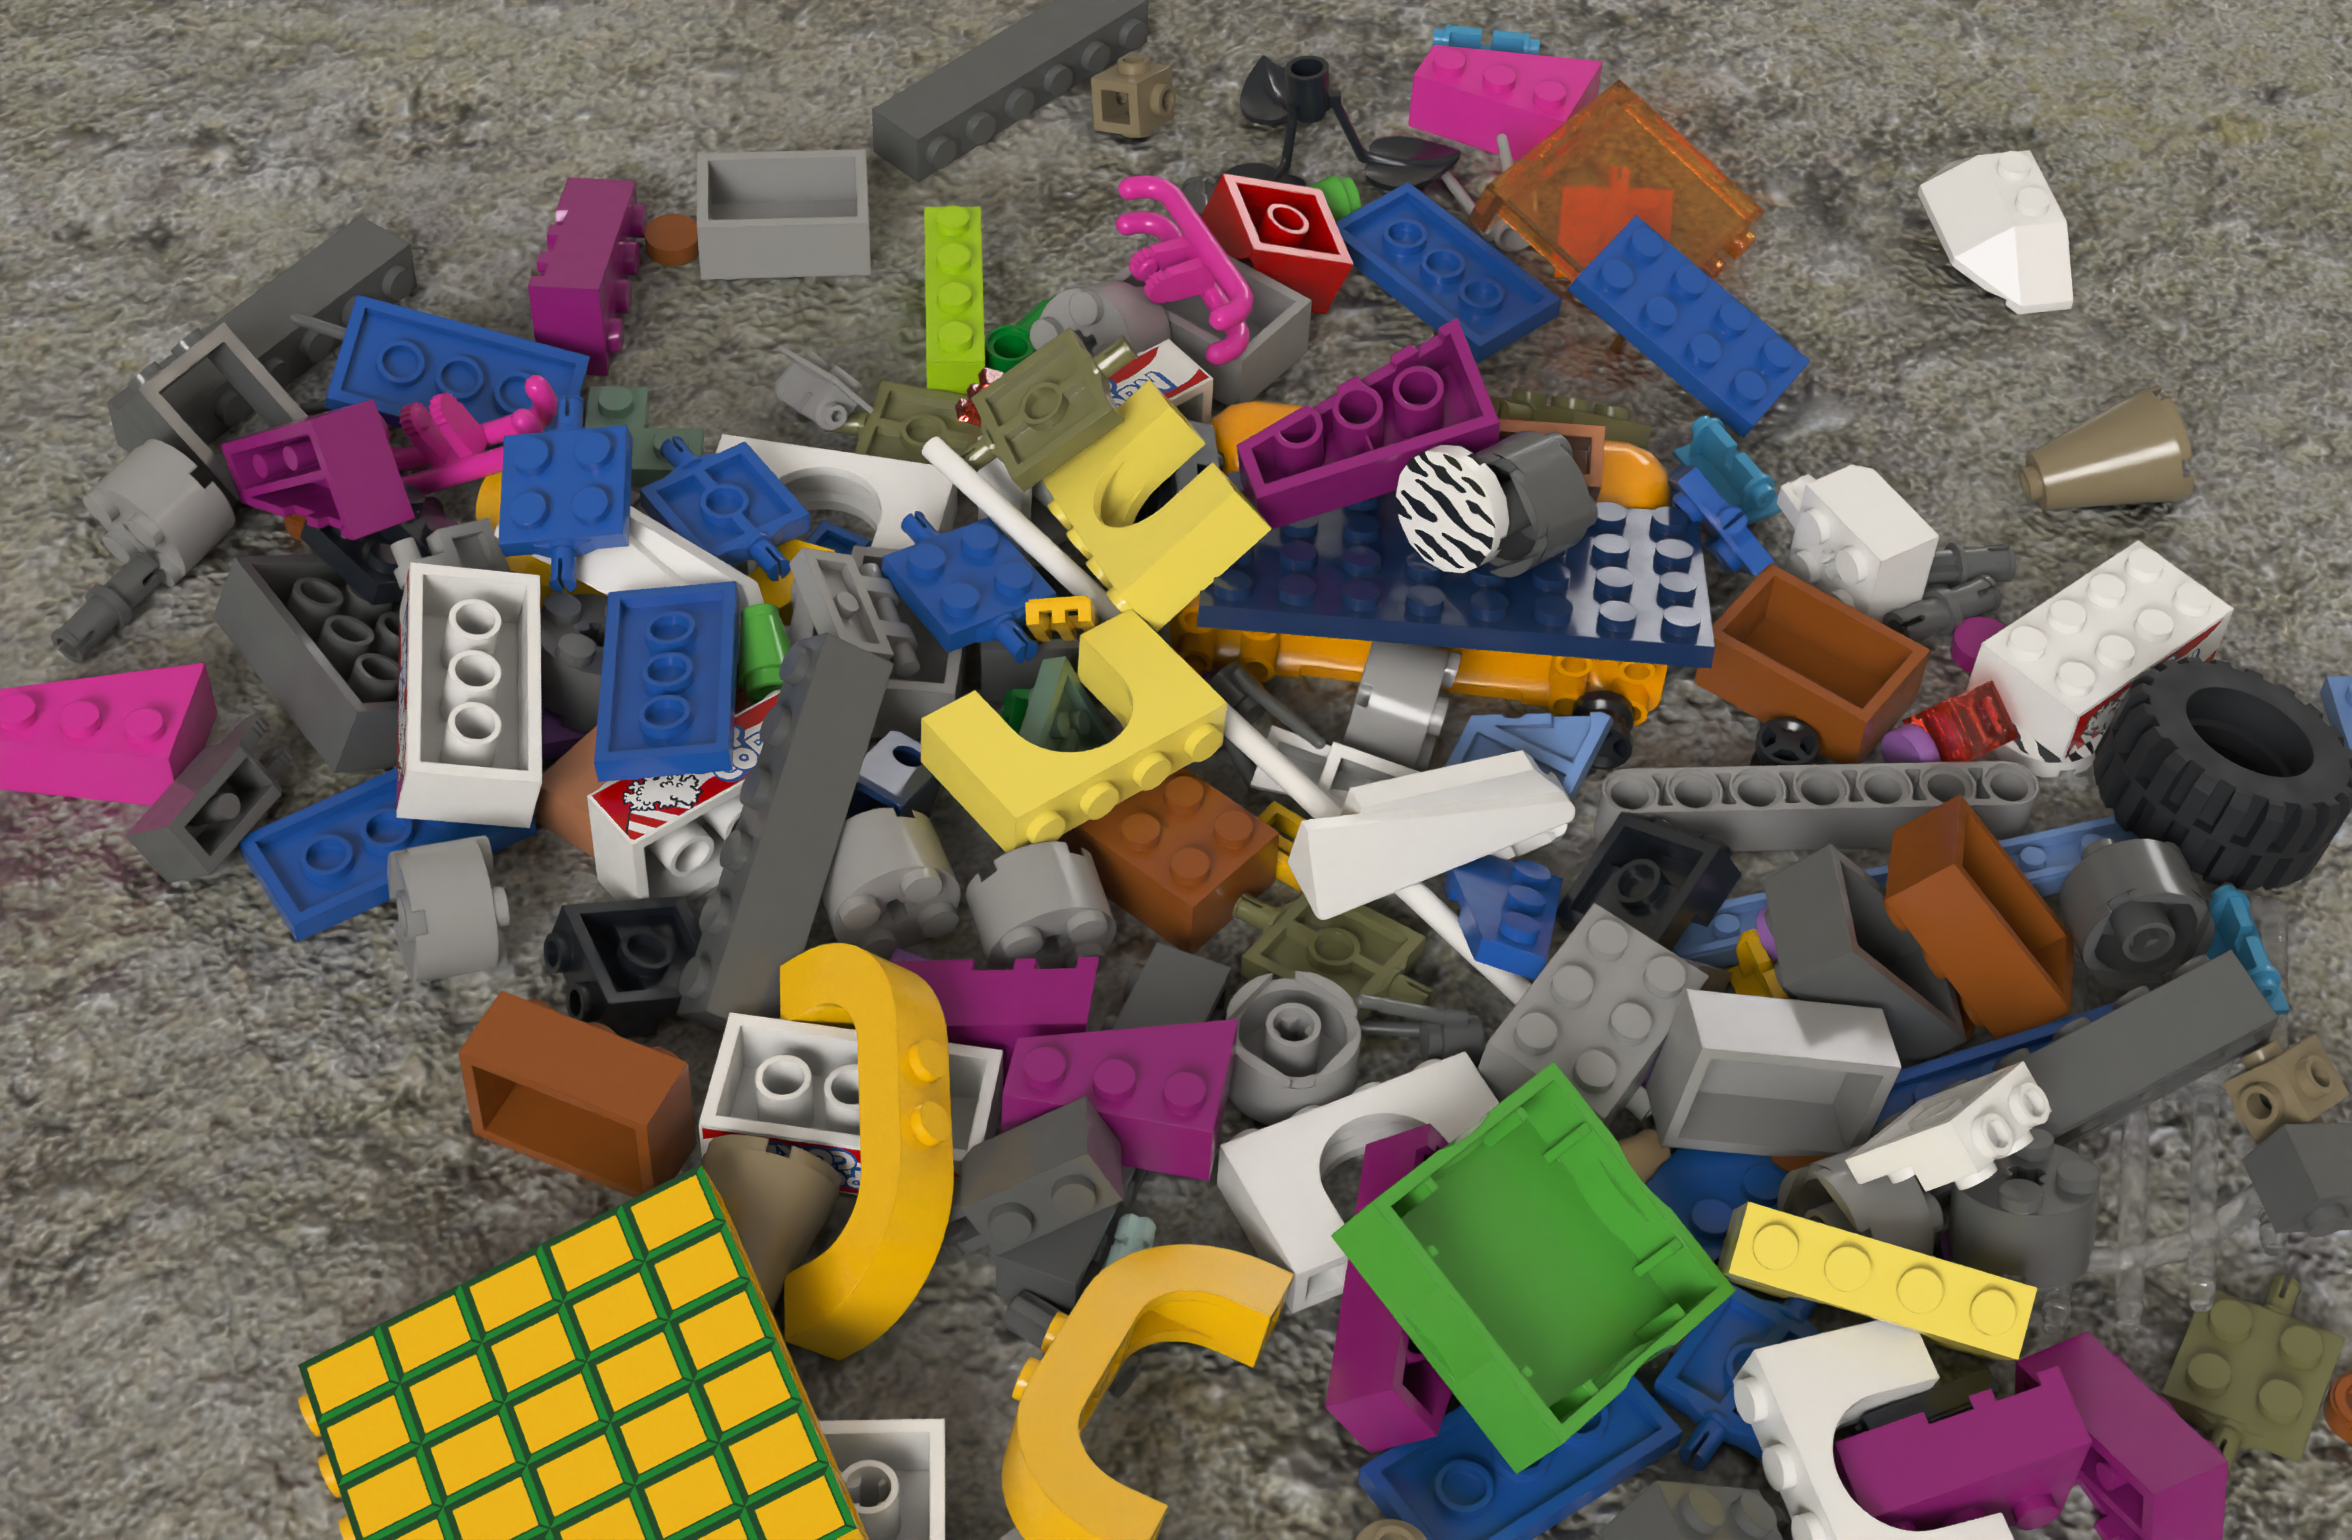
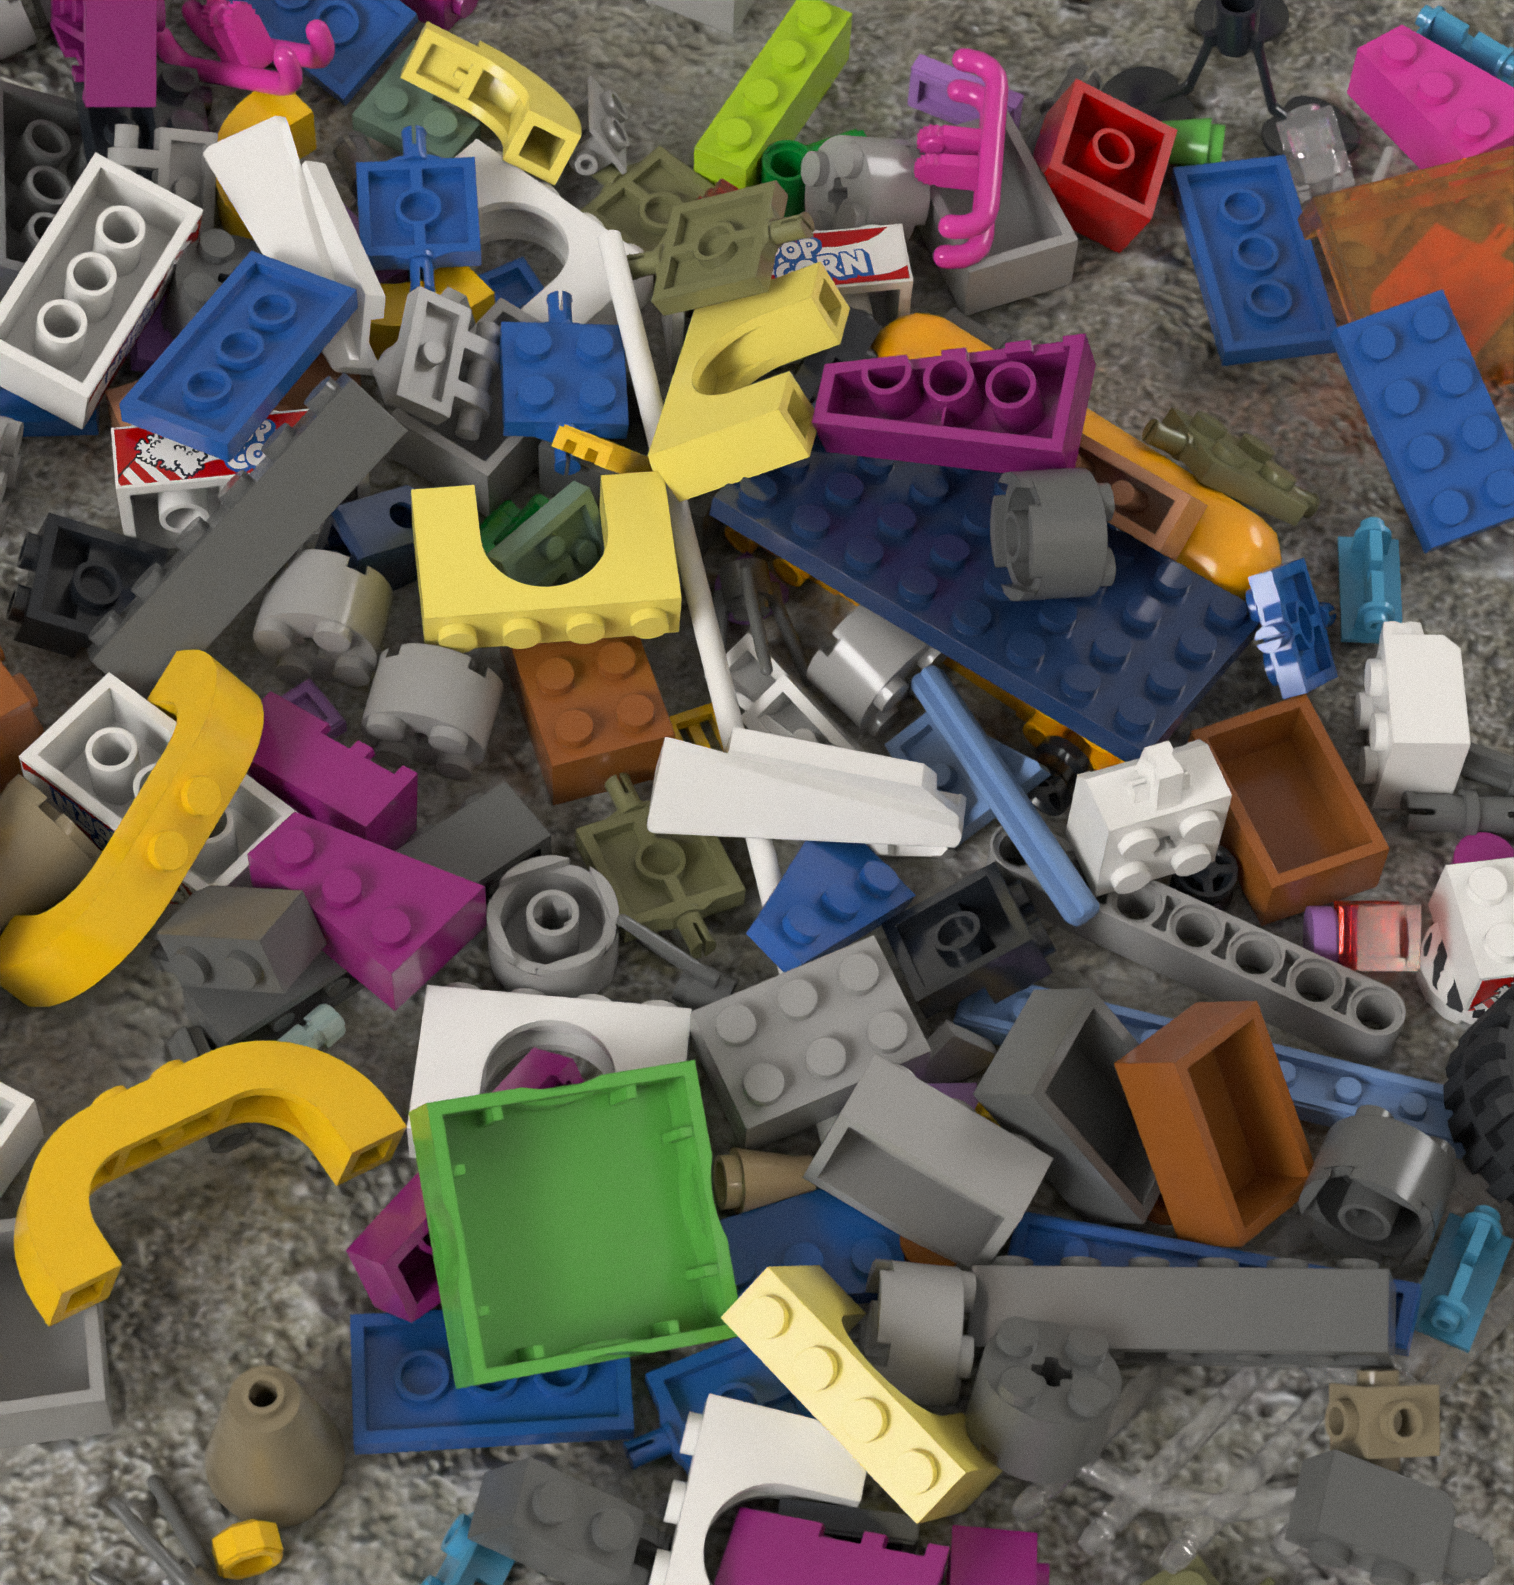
camera: 30 degrees right, 10 degrees up
(566, 492) = (273, 141): blue plate -> none
(717, 396) = (516, 104): none -> light yellow arch
(761, 650) = (350, 353): bright green cone -> none
(1096, 245) = (929, 92): none -> medium lavender tile
(1436, 163) = (1315, 151): none -> clear brick
(1452, 509) = (982, 512): white tile -> none
(1595, 752) = (1005, 796): none -> medium blue axle
(1739, 706) = (1148, 817): none -> white hinge
(1956, 1132) = (1006, 1302): white plate -> none

